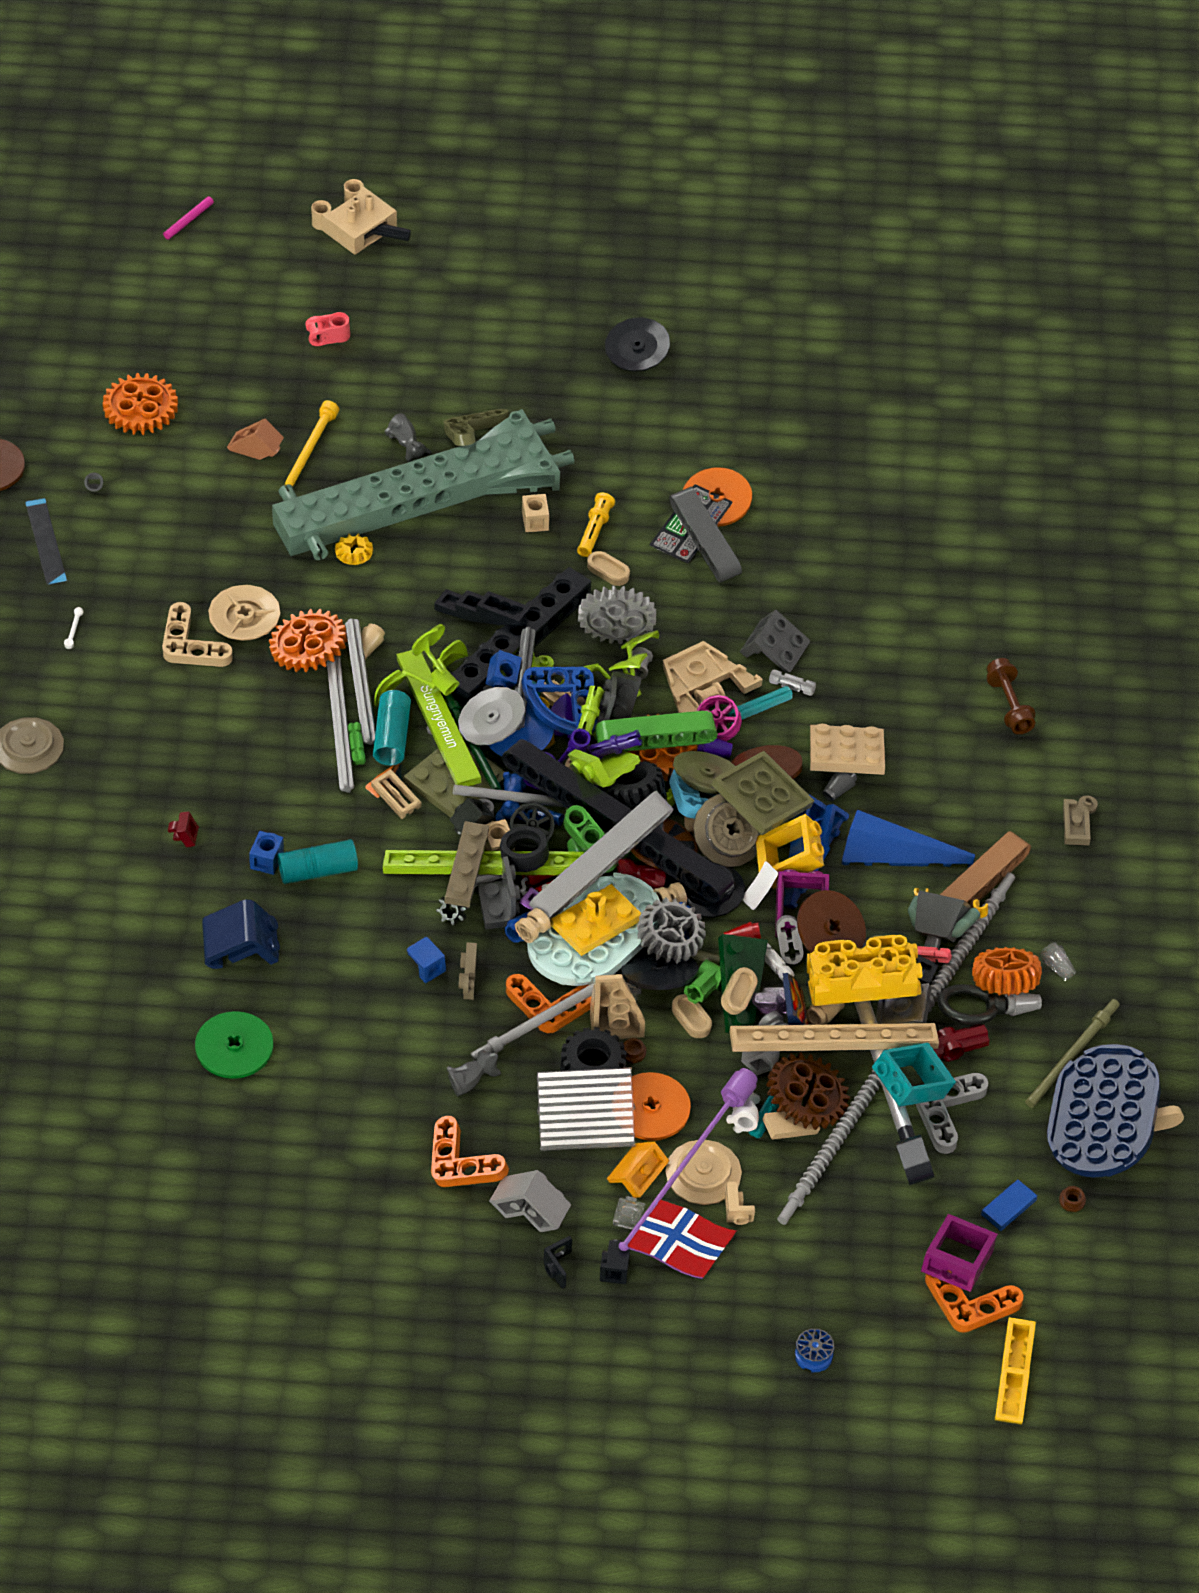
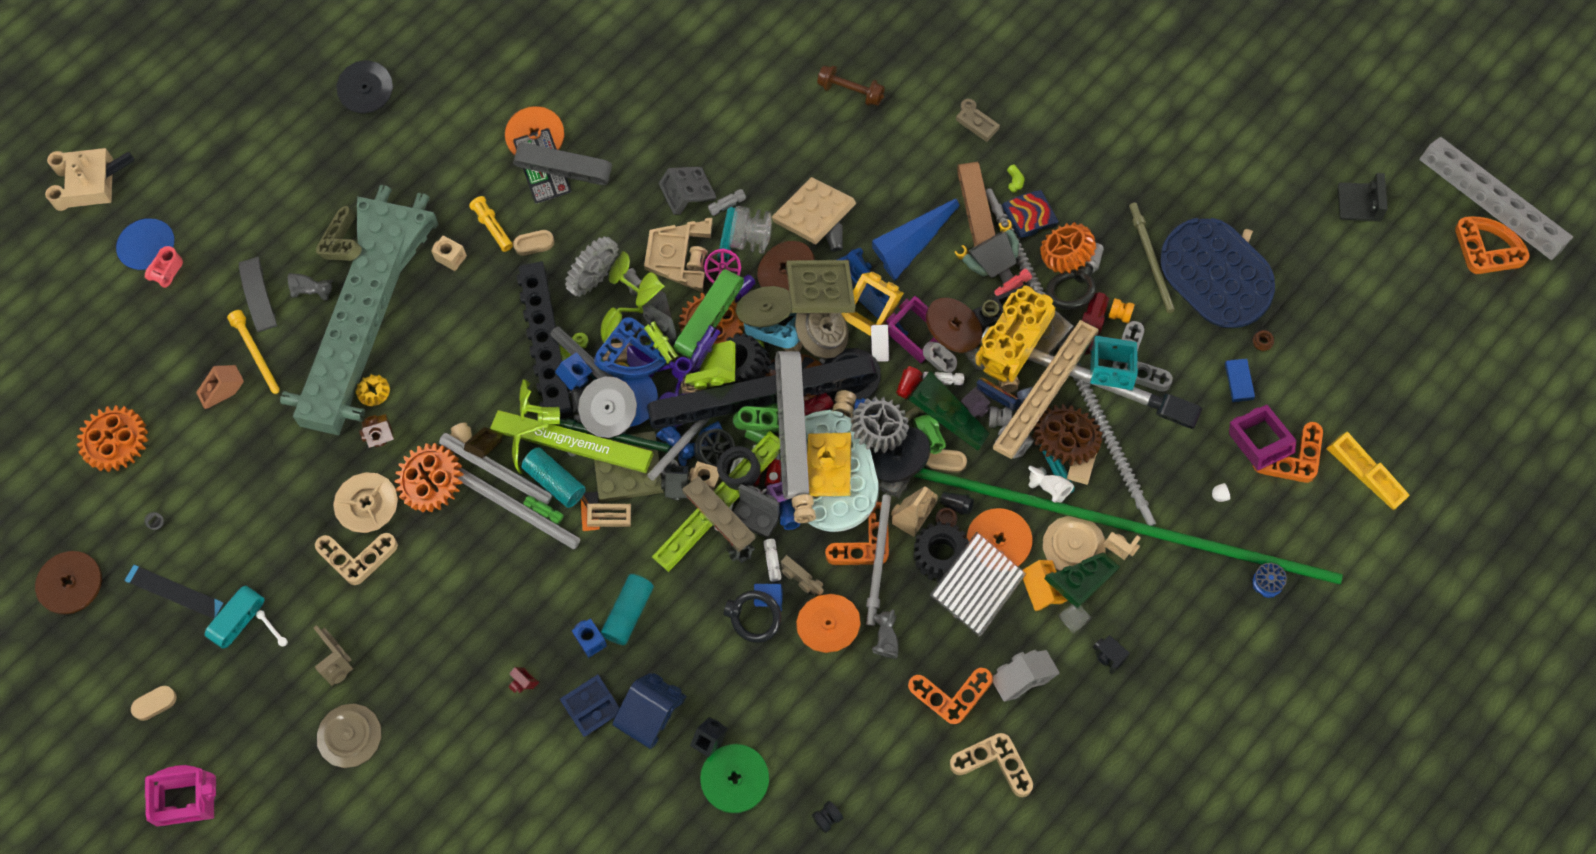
camera: 45 degrees left, 15 degrees up
(59, 593) = (234, 617): none -> teal beam
(80, 685) = (336, 665): none -> dark tan bracket
(206, 893) = (590, 705): none -> dark blue slope
(253, 995) = (709, 736): none -> black brick
(258, 1133) = (821, 817): none -> black wheel
(316, 574) = (376, 431): none -> brick
(339, 297) = (142, 241): none -> blue sticker
(363, 407) = (256, 294): none -> dark grey slope
(376, 654) = (483, 442): none -> dark brown tile
(389, 940) = (734, 608): none -> black piece
(433, 1230) = (994, 753): none -> tan beam
(442, 1019) = (828, 623): none -> orange piece
(478, 933) = (772, 560): none -> white axle
(482, 609) = (506, 344): black slope -> none
(551, 1264) = (1084, 698): black bracket -> none
(657, 1050) = (958, 502): none -> black cone
(676, 1233) = (1120, 599): flag -> none
(683, 1192) = (1083, 579): none -> dark green wing
(739, 991) = (962, 418): tan tile -> none
(766, 1206) = (1129, 525): none -> green piece
(775, 711) = (750, 229): none -> clear wheel
(869, 1257) = (1221, 493): none -> white hinge
(985, 1057) = (1121, 310): none -> light orange wheel
(1019, 923) = (1030, 213): none -> slope
(1047, 892) = (1017, 179): none -> lime arm
(1057, 959) = (1074, 212): clear cone -> none

